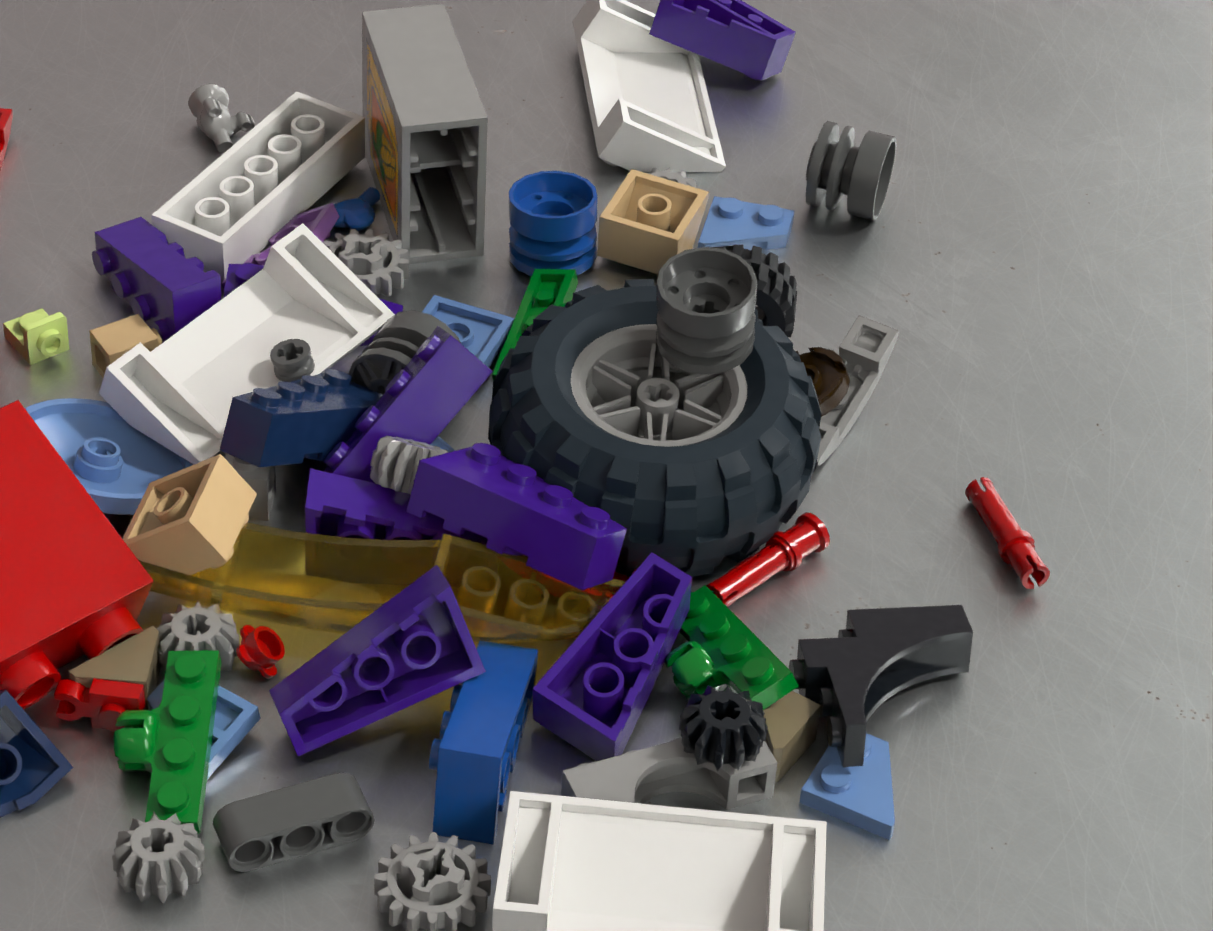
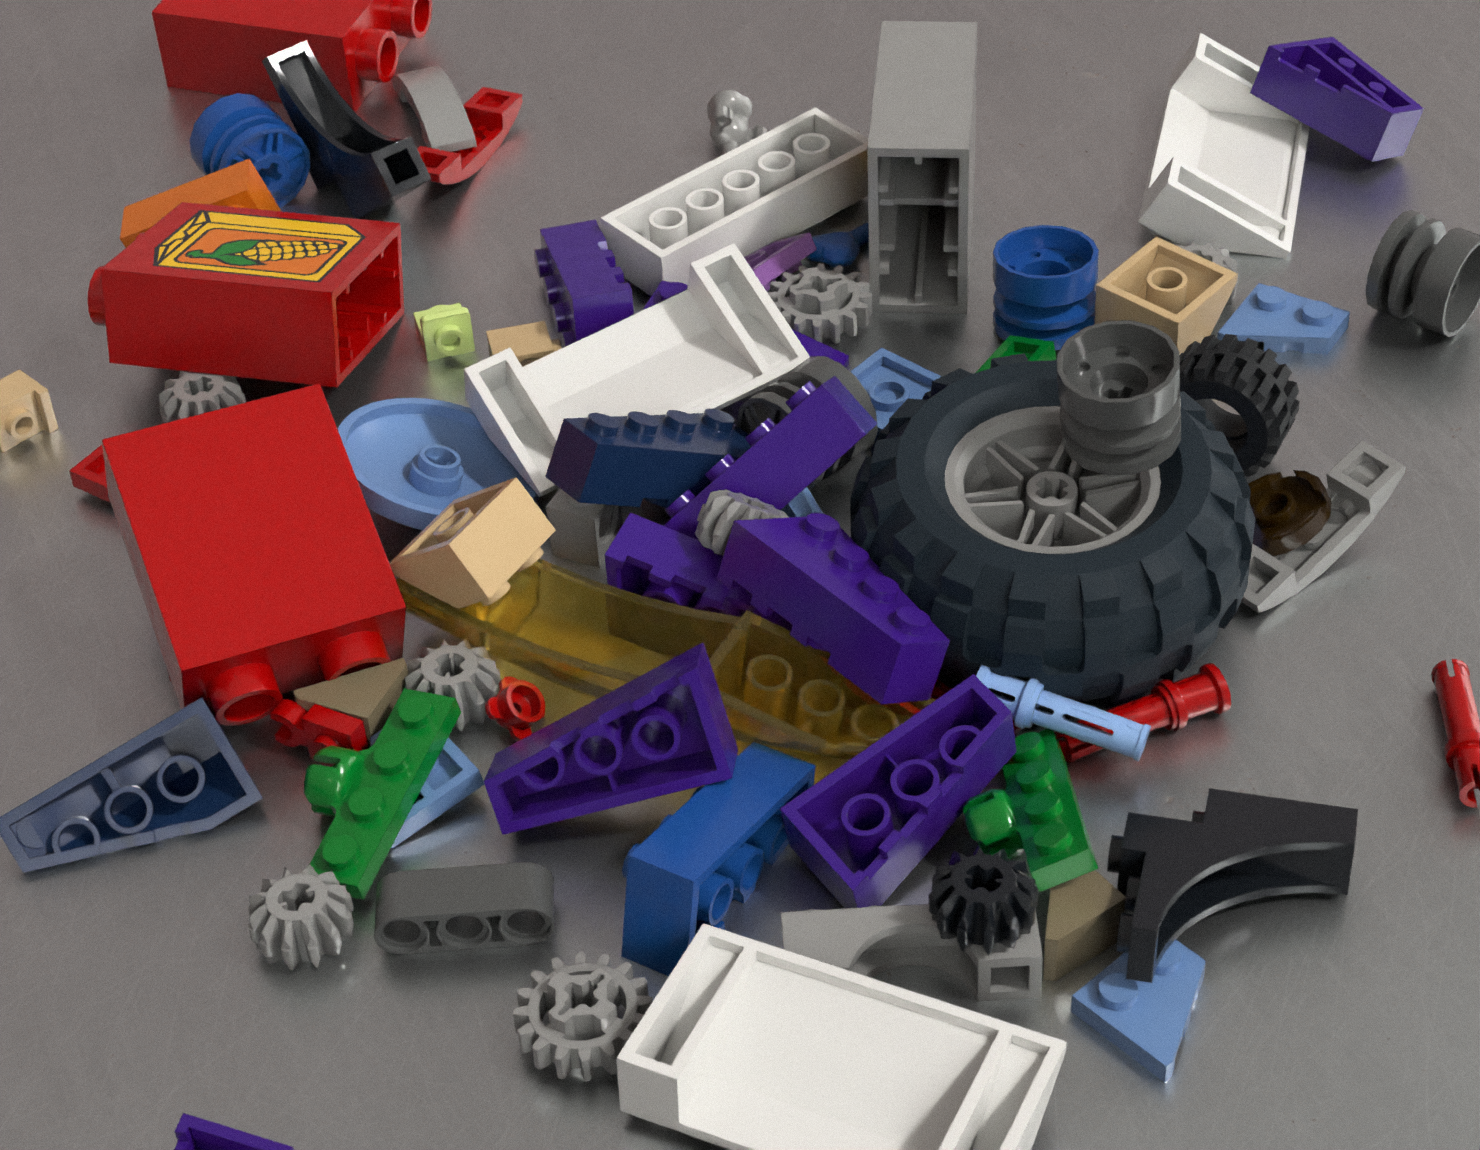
camera: 25 degrees right, 0 degrees up
(292, 360) = (676, 391): dark grey bush -> none
(768, 581) = (1127, 737): none -> light blue pin

